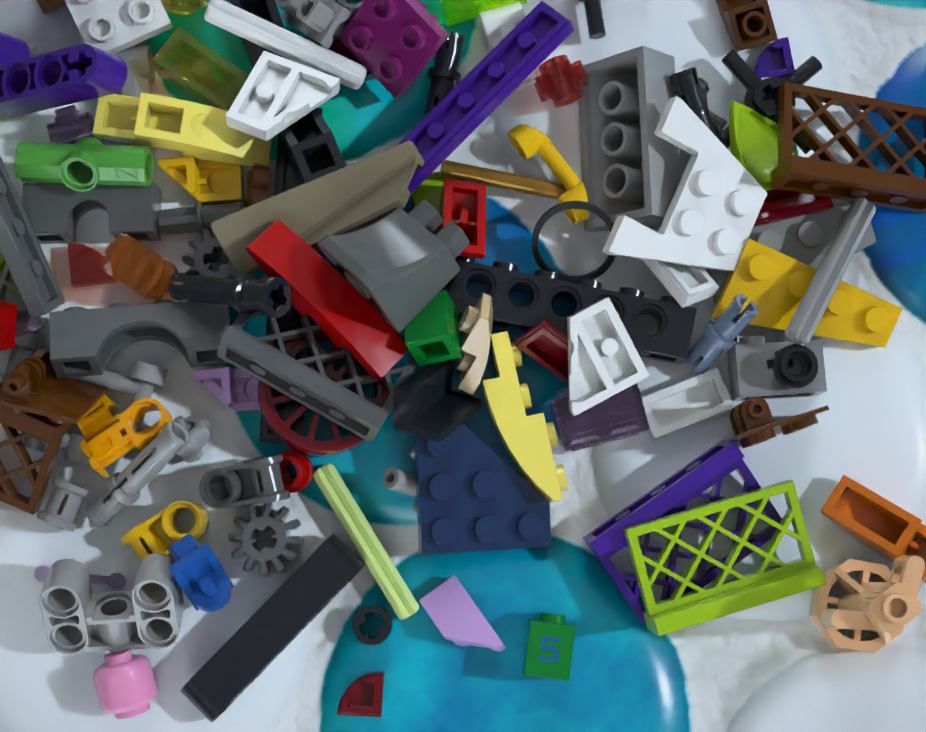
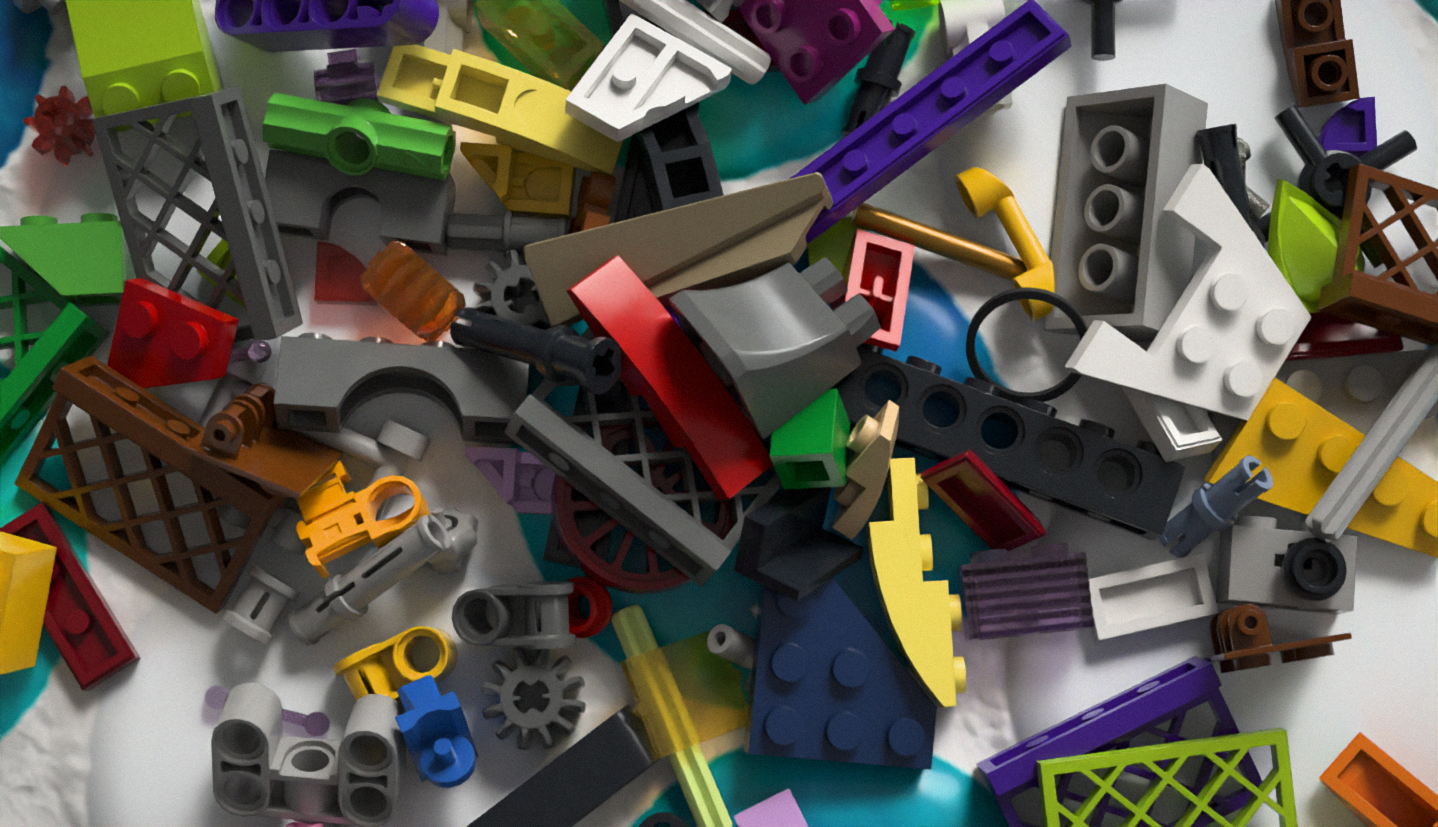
camera: 15 degrees right, 0 degrees up
(372, 520) = (685, 694): none -> clear yellow piece
(561, 81) = (1042, 114): clear red gear -> none
(599, 356) = (1039, 514): white wing -> none

